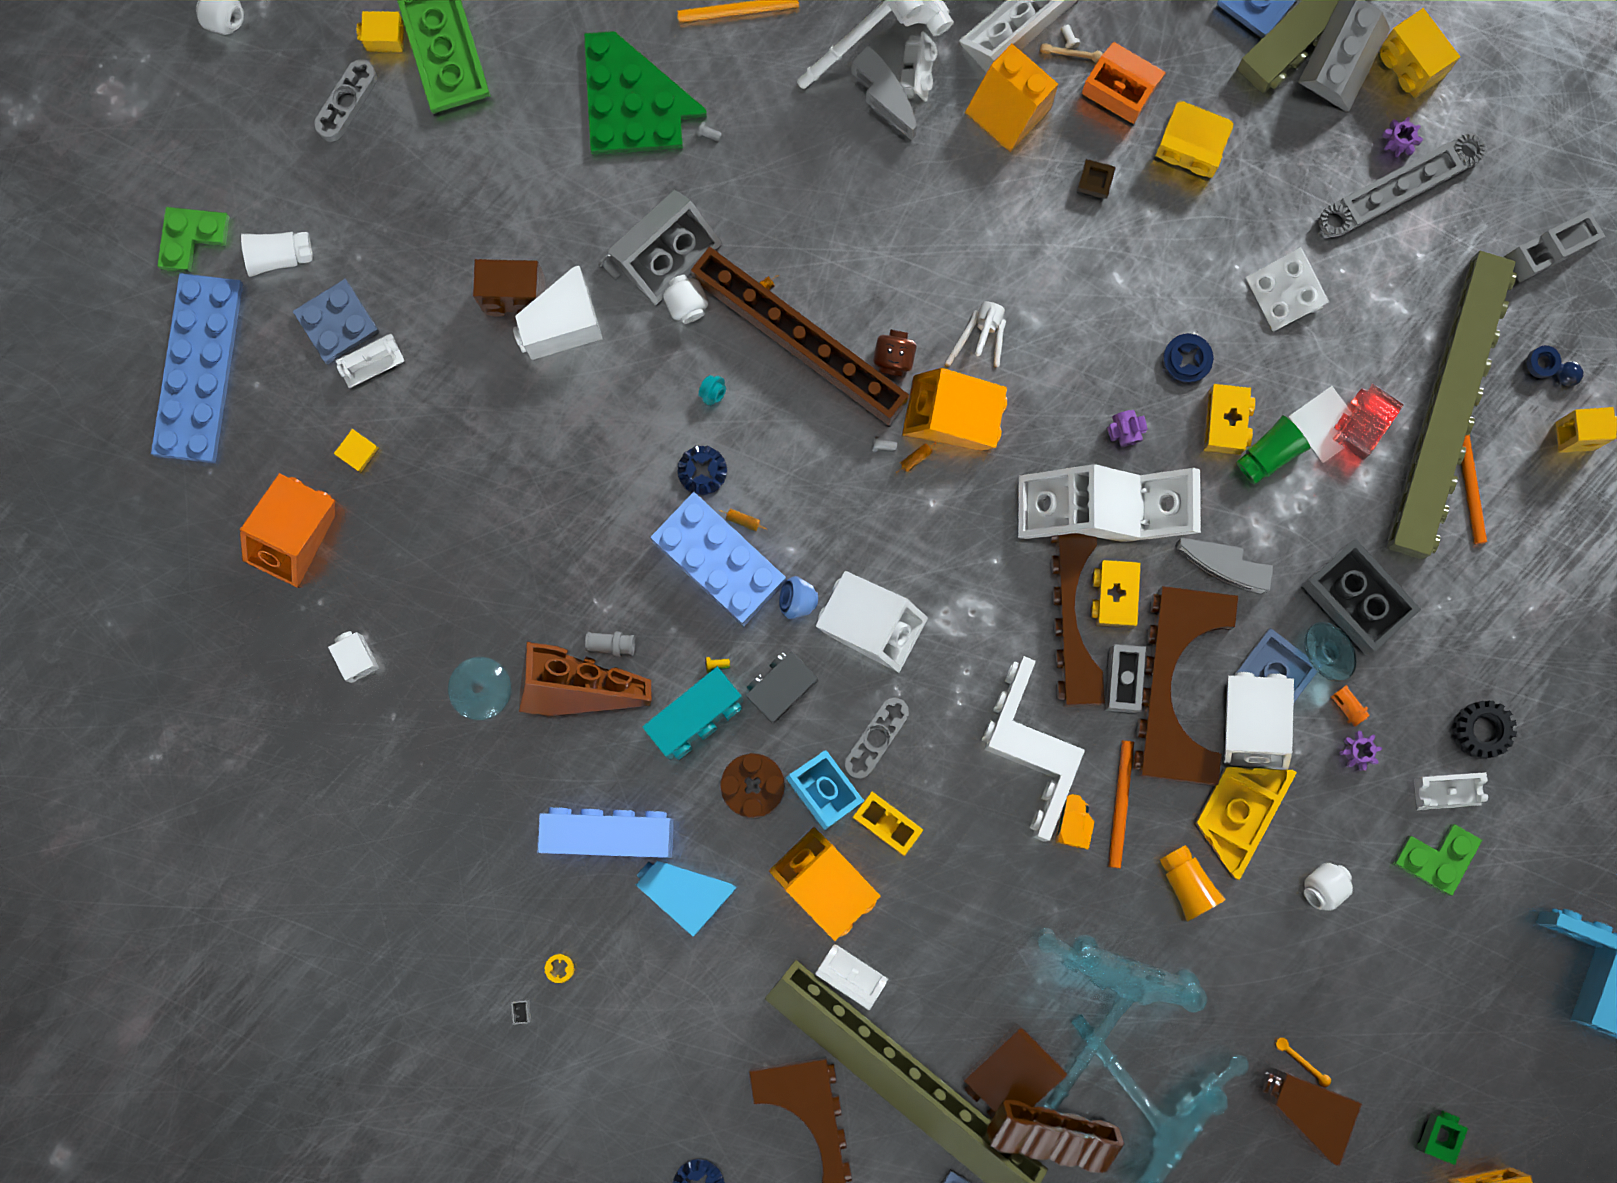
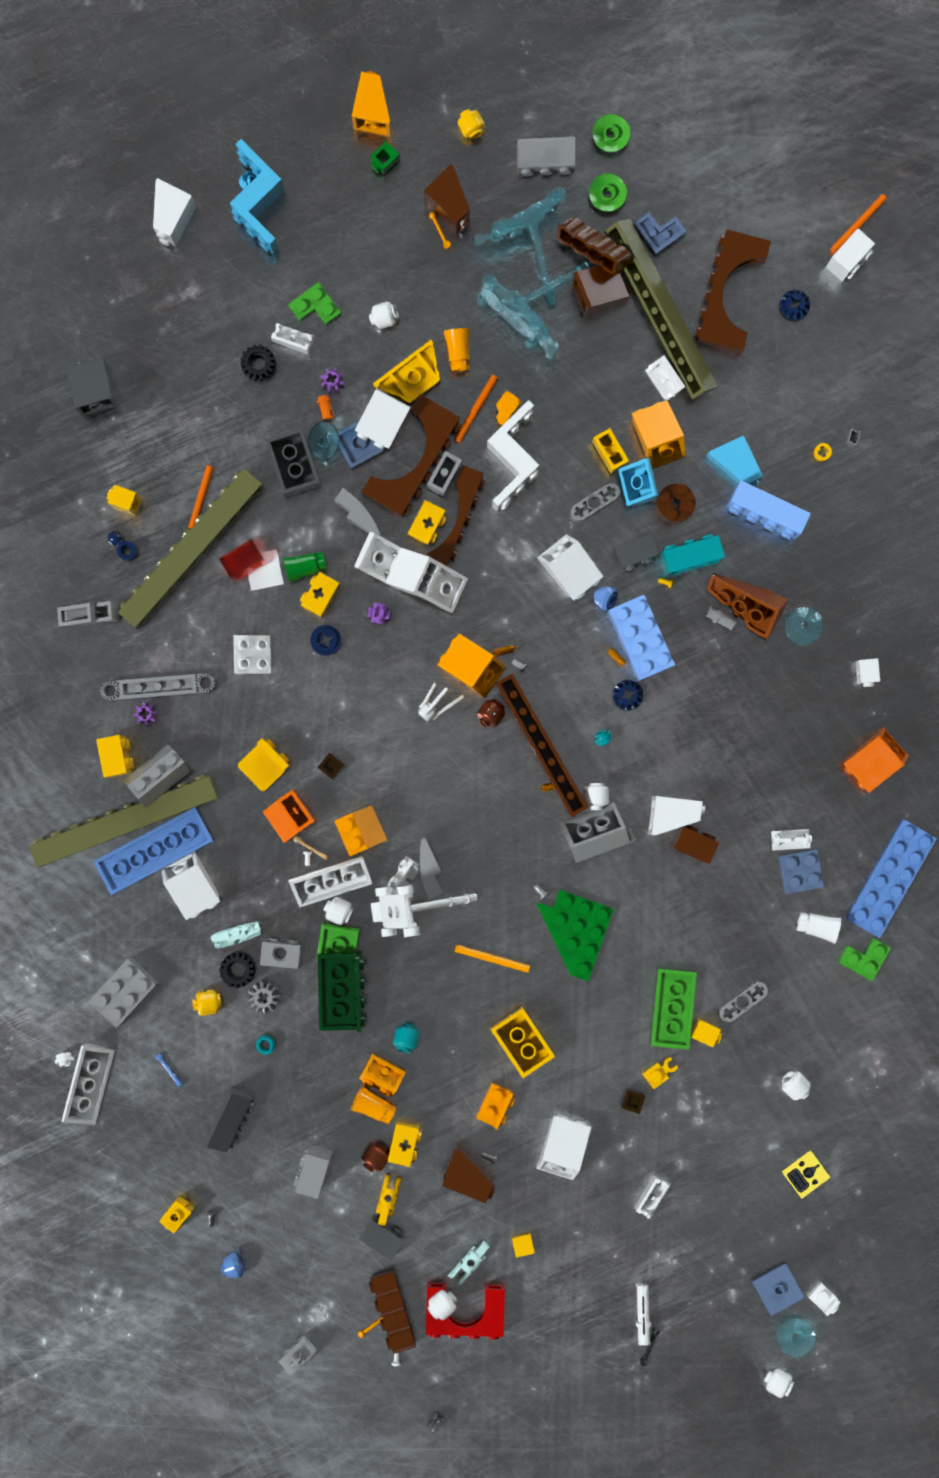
camera: 165 degrees left, 5 degrees up
(356, 450) = (819, 790): yellow tile -> none

